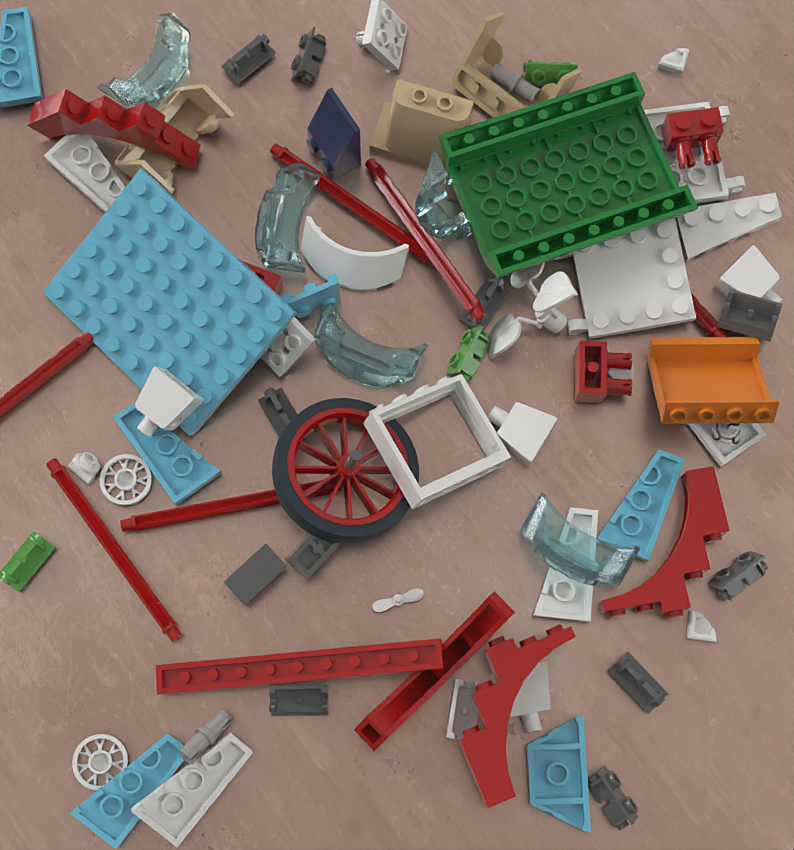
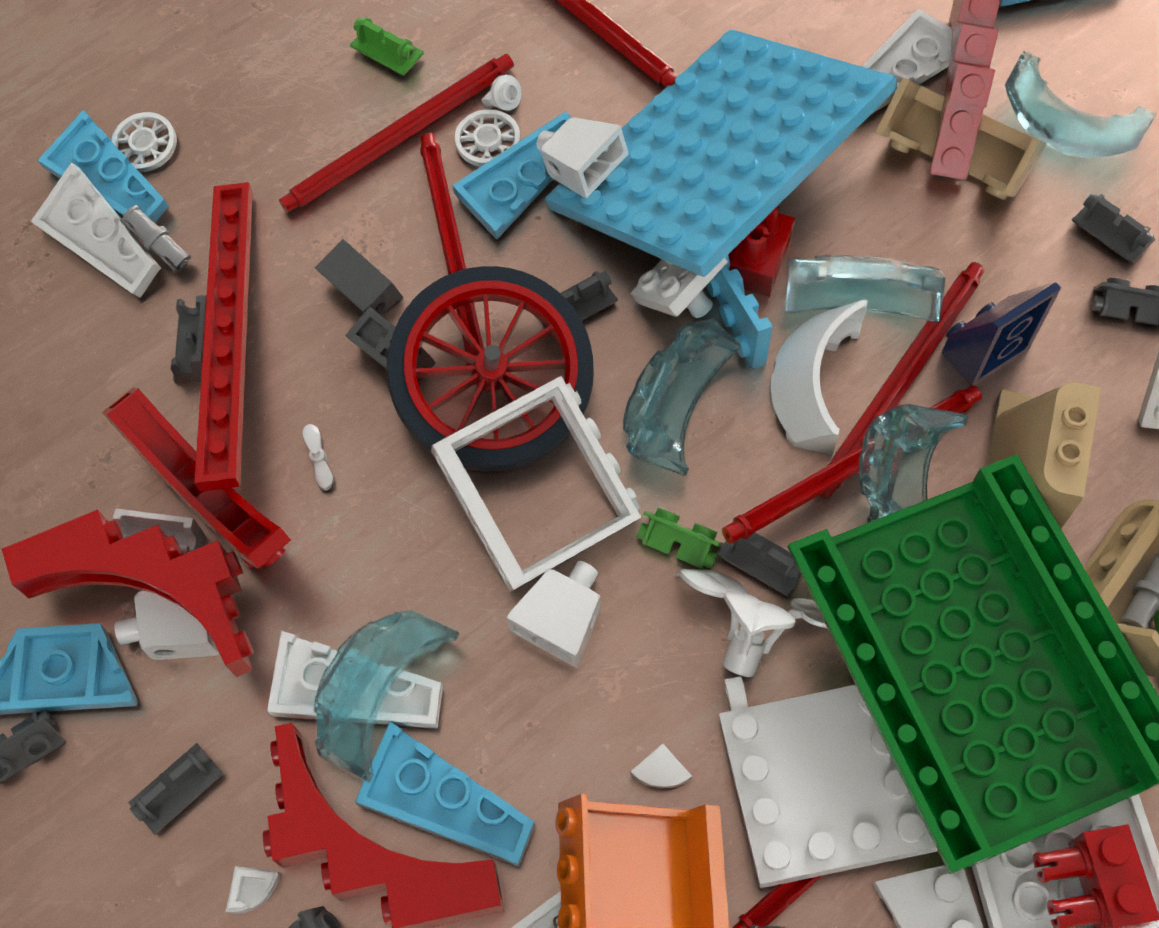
camera: 95 degrees right, 10 degrees down
(591, 372) = (656, 711): red brick -> none

